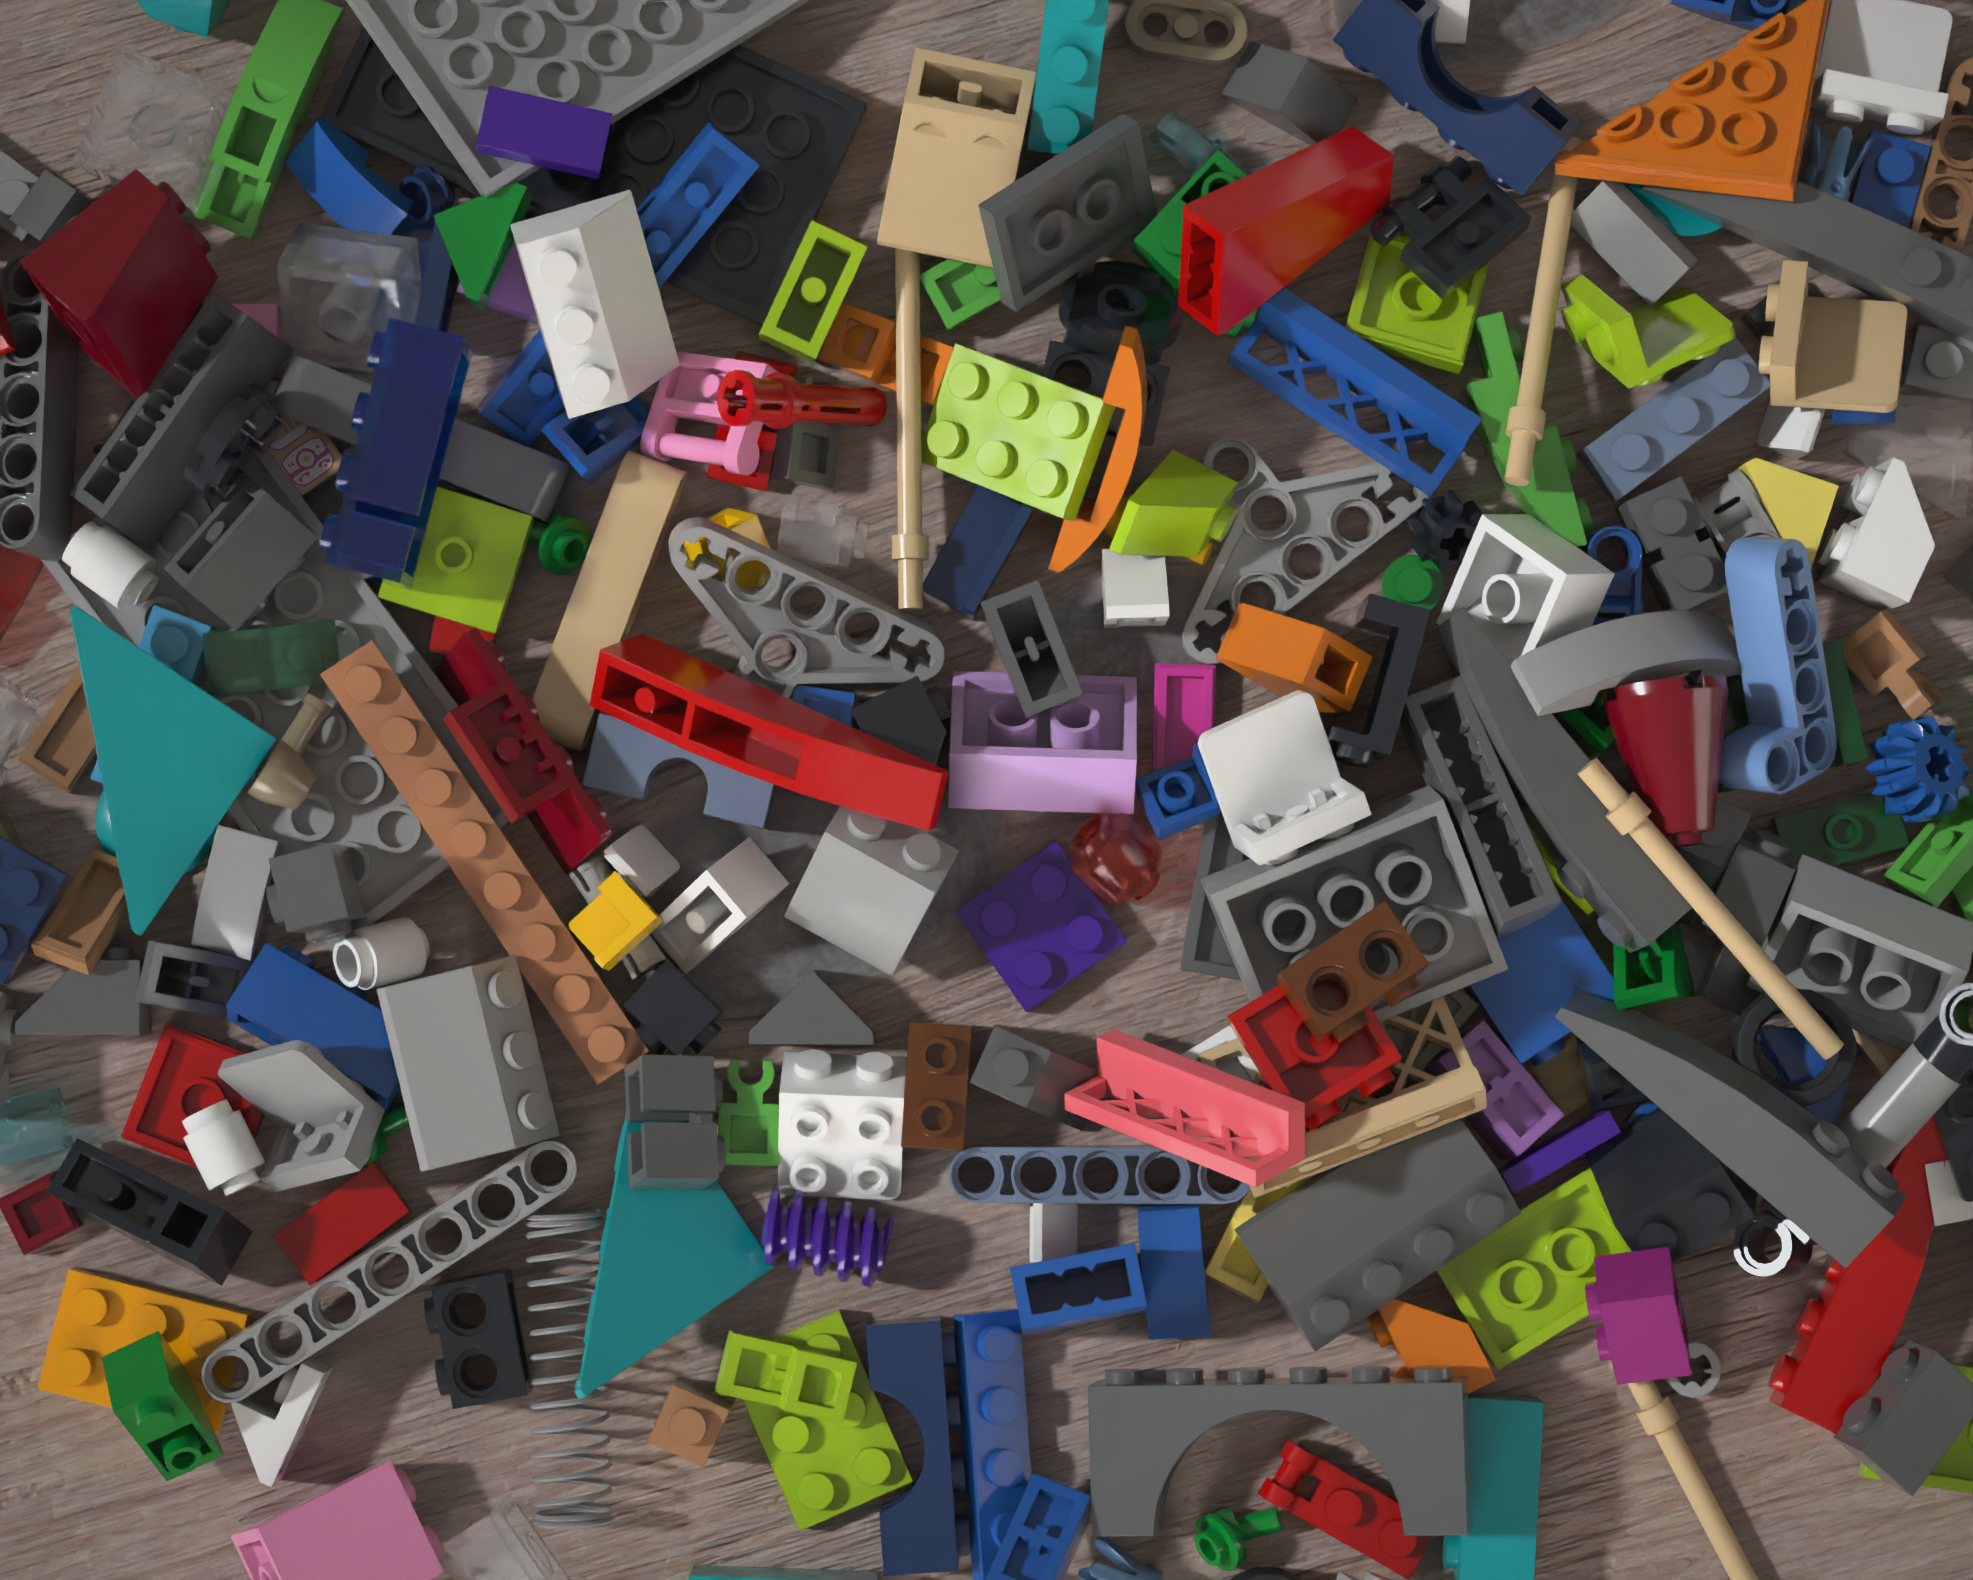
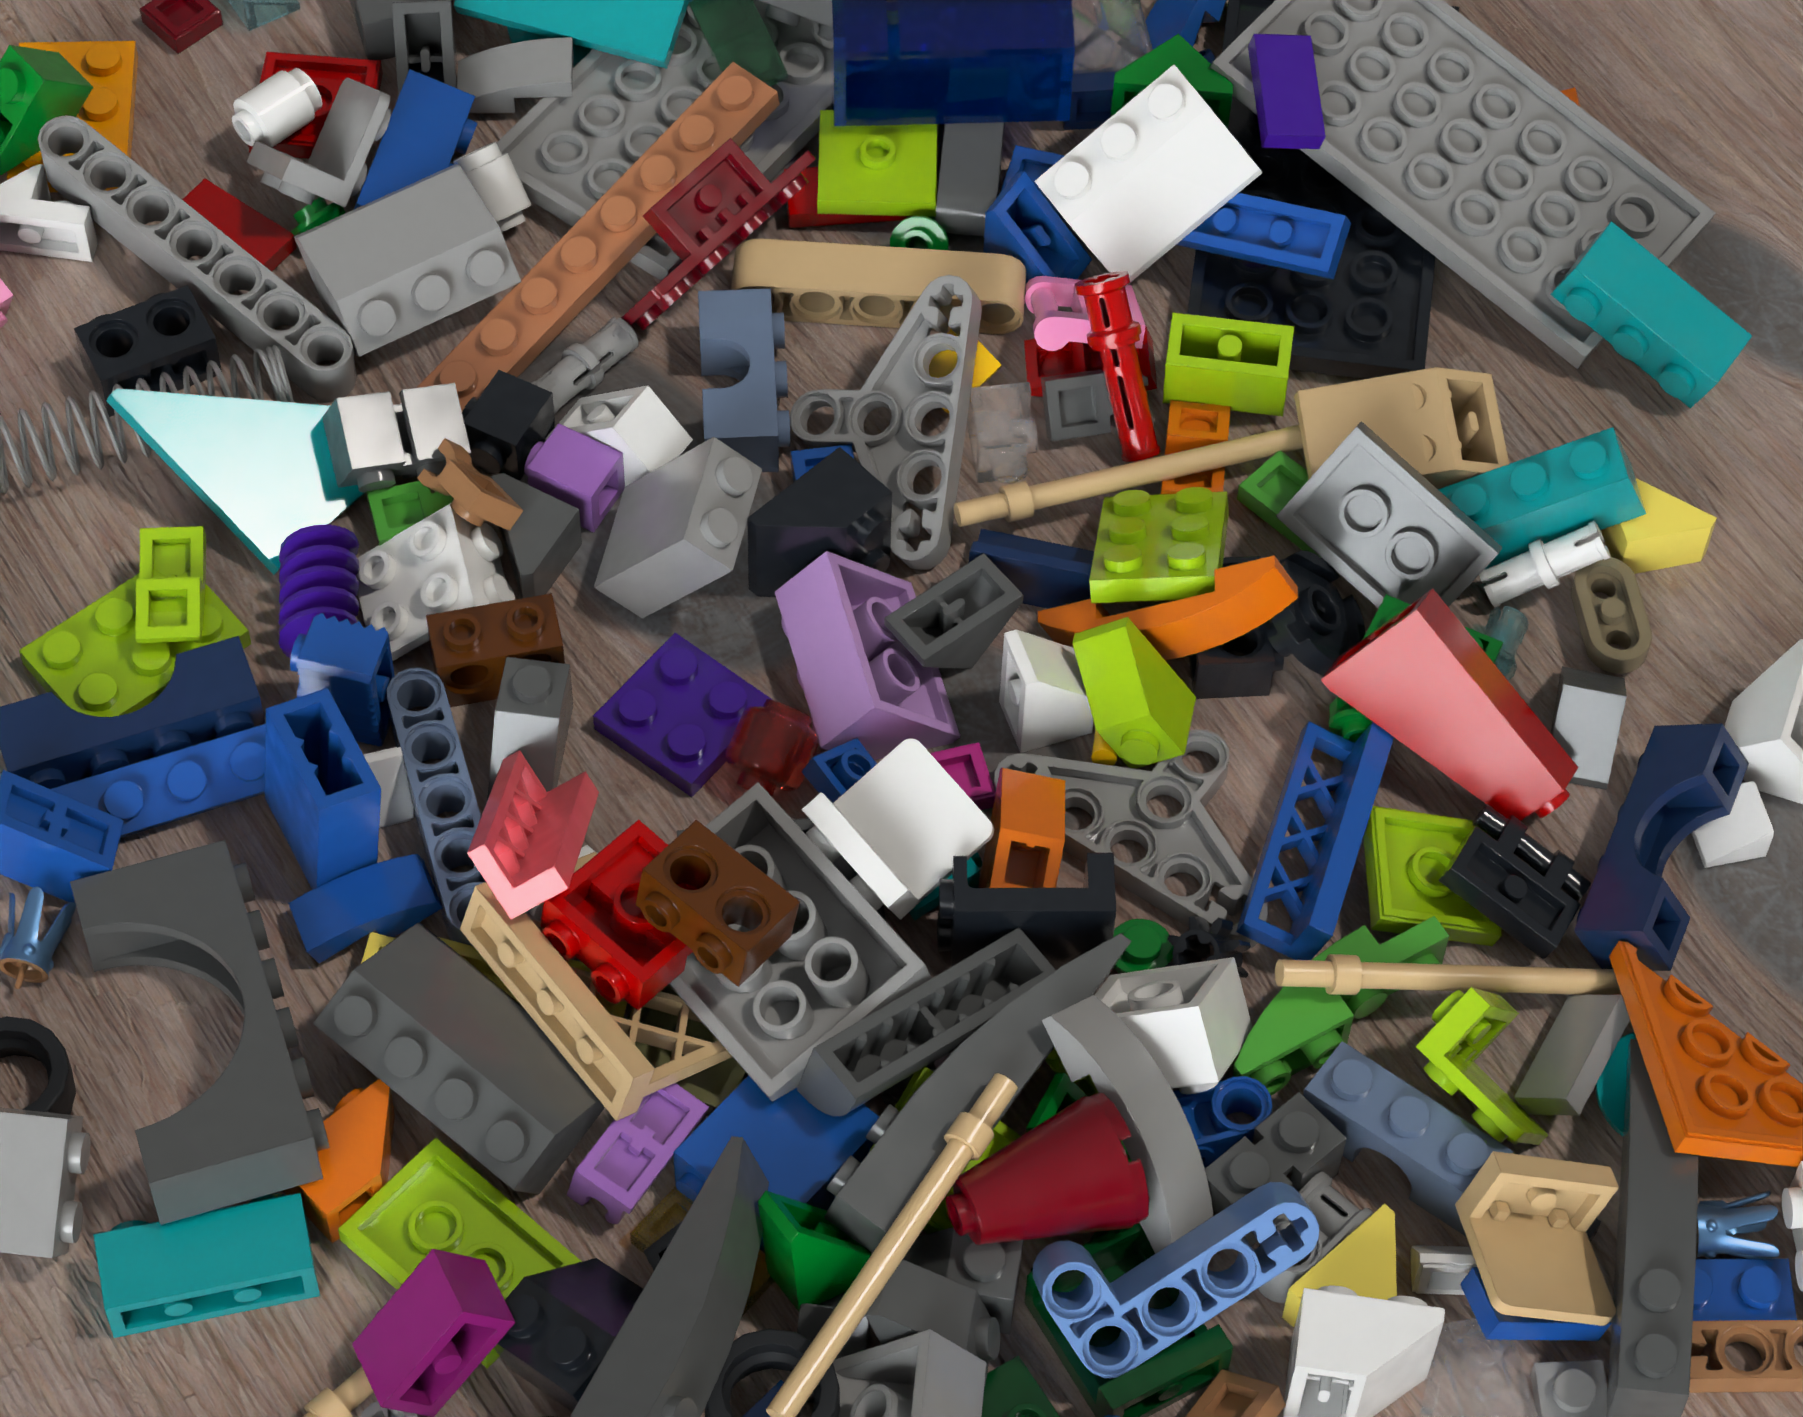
camera: 70 degrees right, 30 degrees down
(150, 1211) = (201, 84): black slope -> none
(285, 775) = (635, 67): dark tan bar -> none
(315, 892) = (534, 100): dark grey brick -> none
(614, 921) = (578, 349): yellow panel -> none
(642, 860) = (641, 362): white slope -> none
(690, 1422) = (105, 528): medium nougat brick -> none
(751, 961) = (577, 473): none -> medium lavender brick
(762, 733) = (793, 388): red slope -> none
(775, 1068) = (474, 494): none -> medium nougat plate
(945, 1238) = (355, 669): none -> blue brick
(1125, 64) = (1544, 564): none -> white pin
(1227, 1534) = (96, 1024): green plate -> none
(1345, 1509) = (123, 1186): red plate -> none
(1558, 1150) = (589, 1225): dark purple tile -> none

